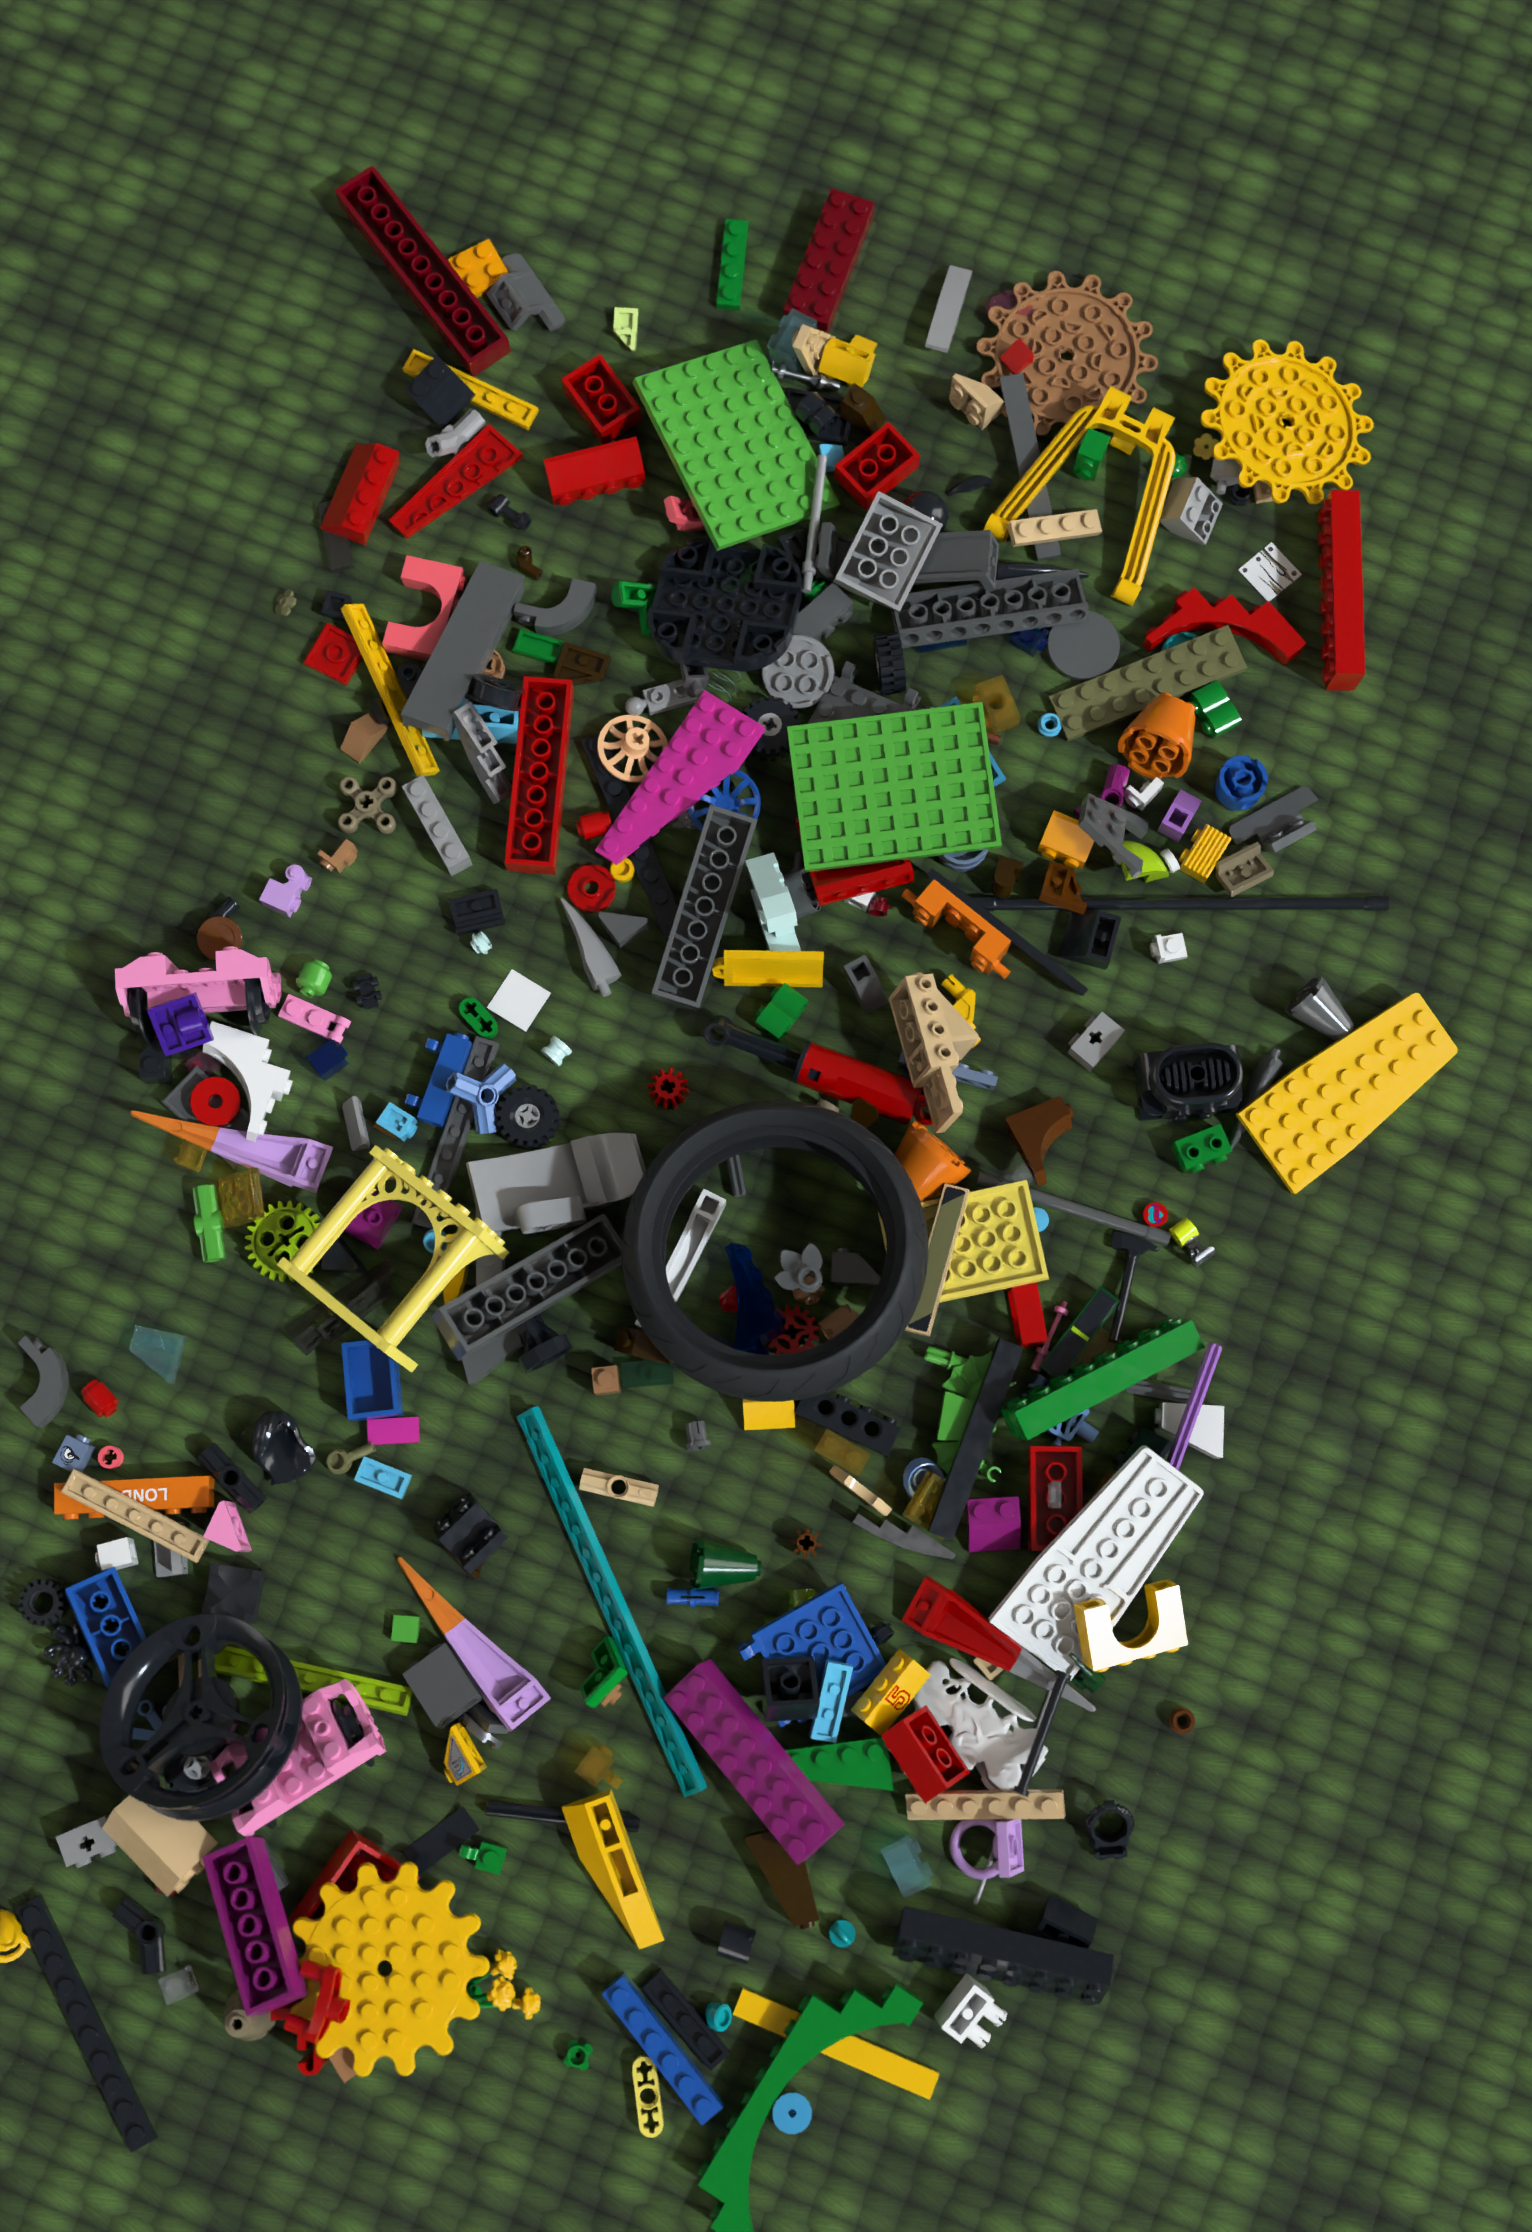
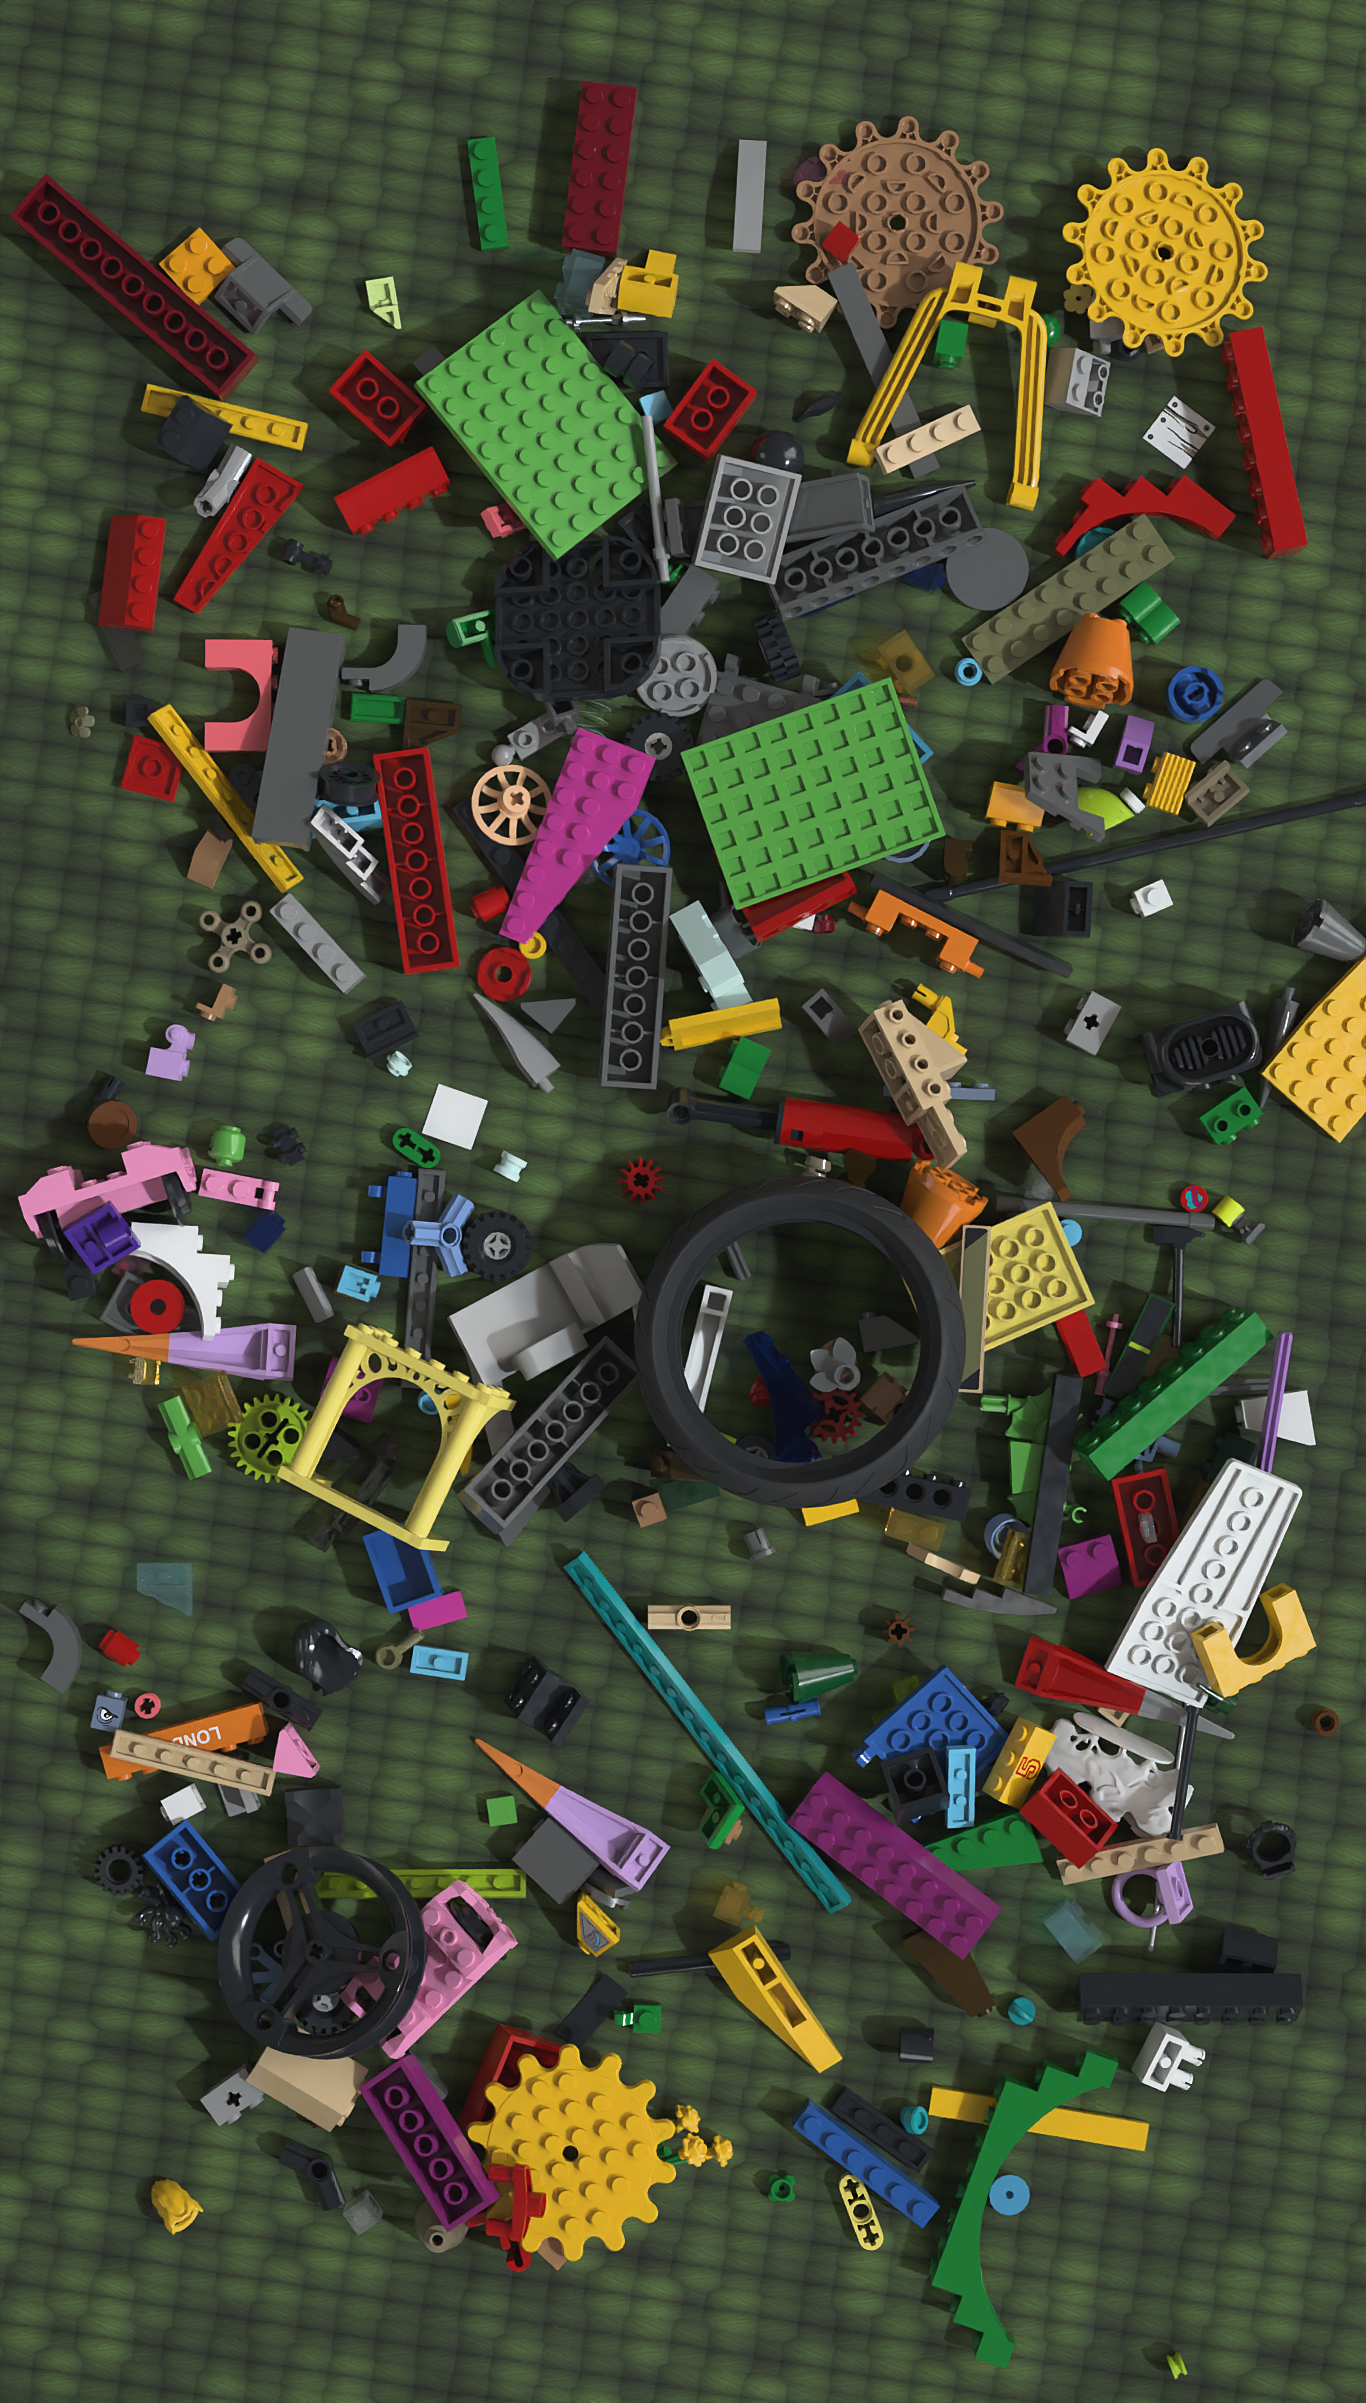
camera: 15 degrees left, 10 degrees up
(86, 2023) = (278, 2268): black plate -> none
(861, 410) = (677, 347): dark brown slope -> none

